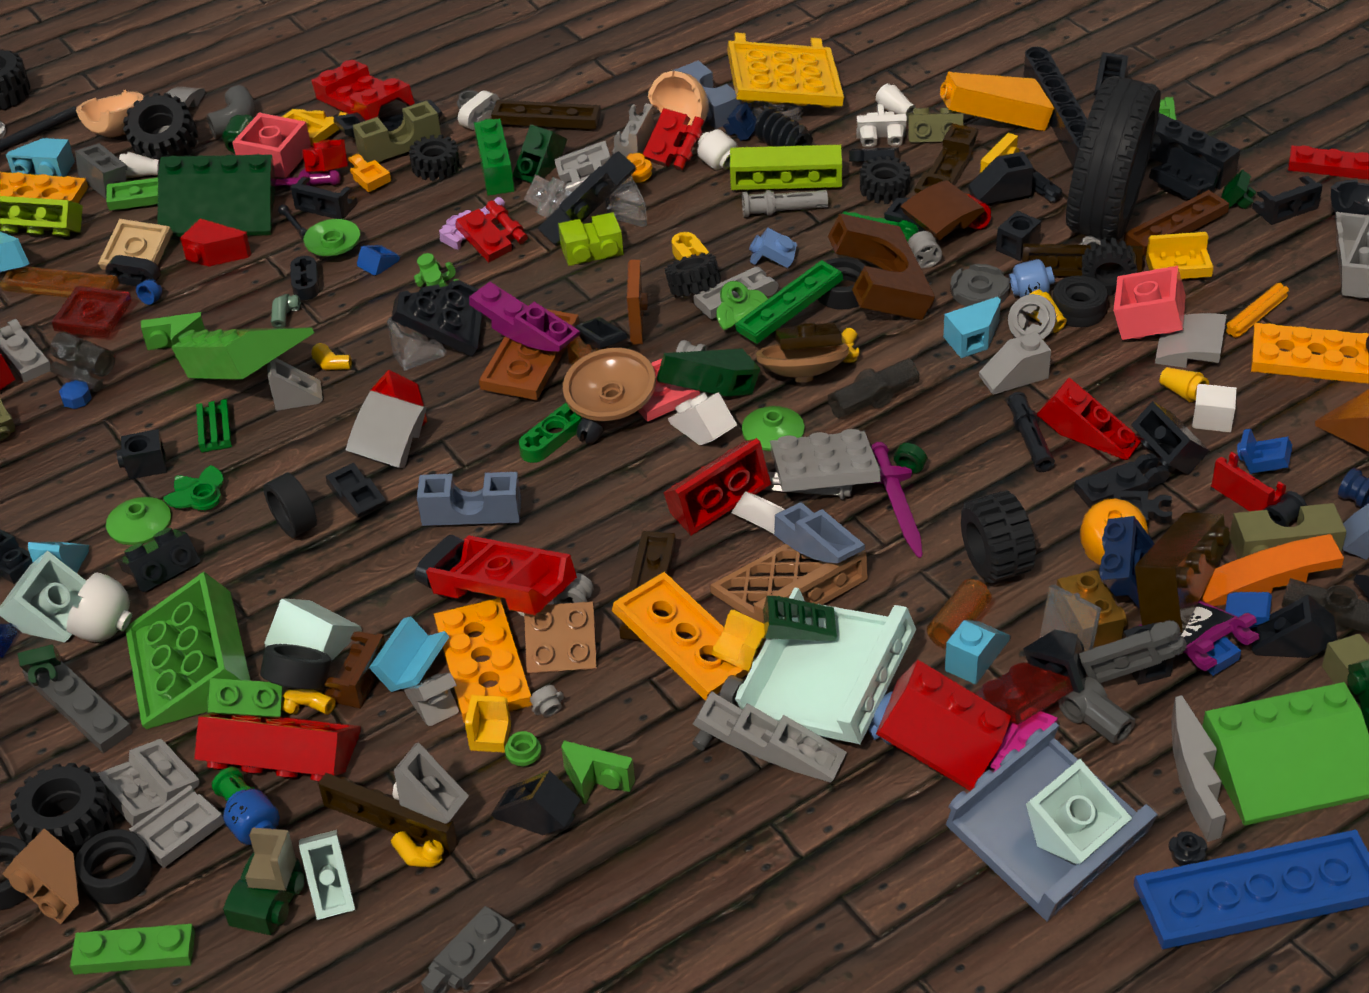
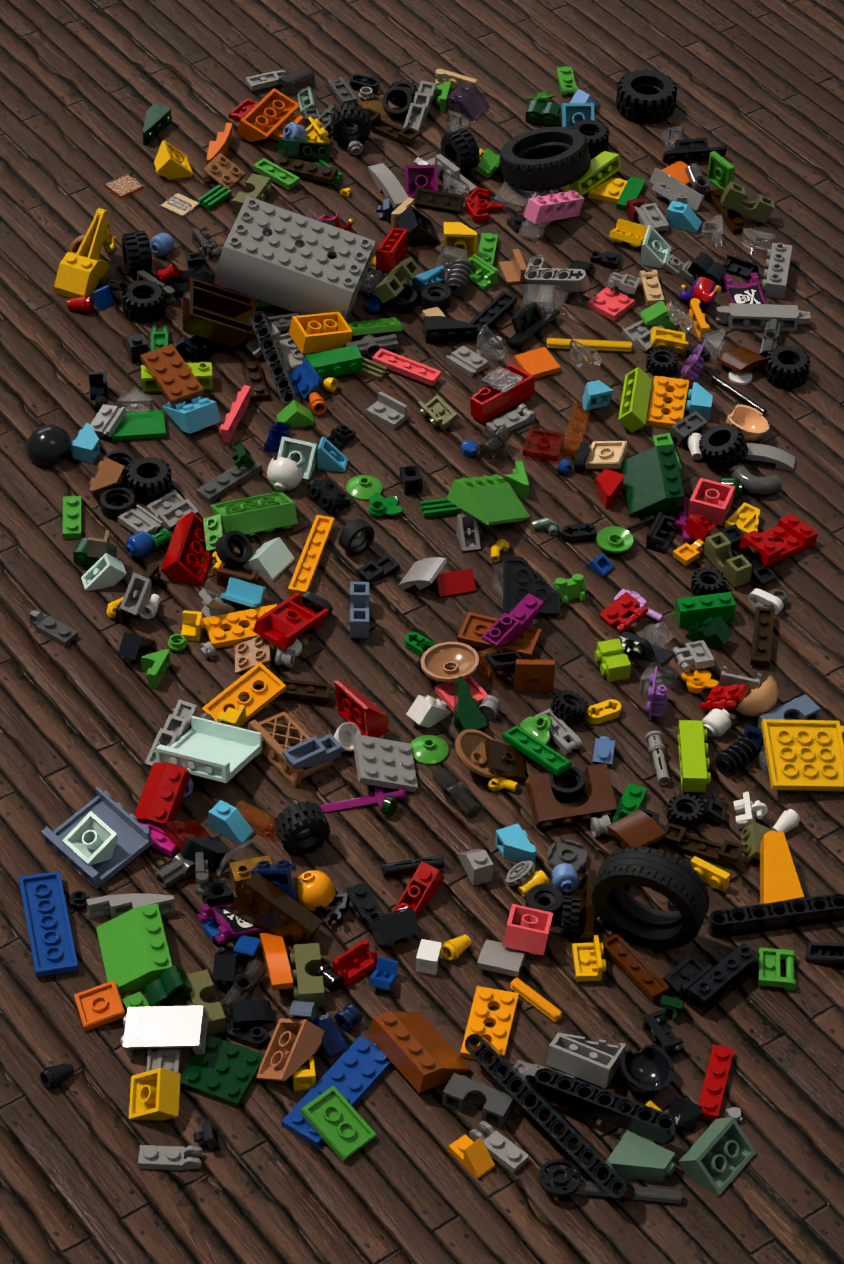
camera: 85 degrees right, 0 degrees up
(314, 573) = (311, 555): none -> light orange plate
(673, 191) = (658, 697): none -> medium lavender hinge
(787, 629) = (231, 720): dark green slope -> none

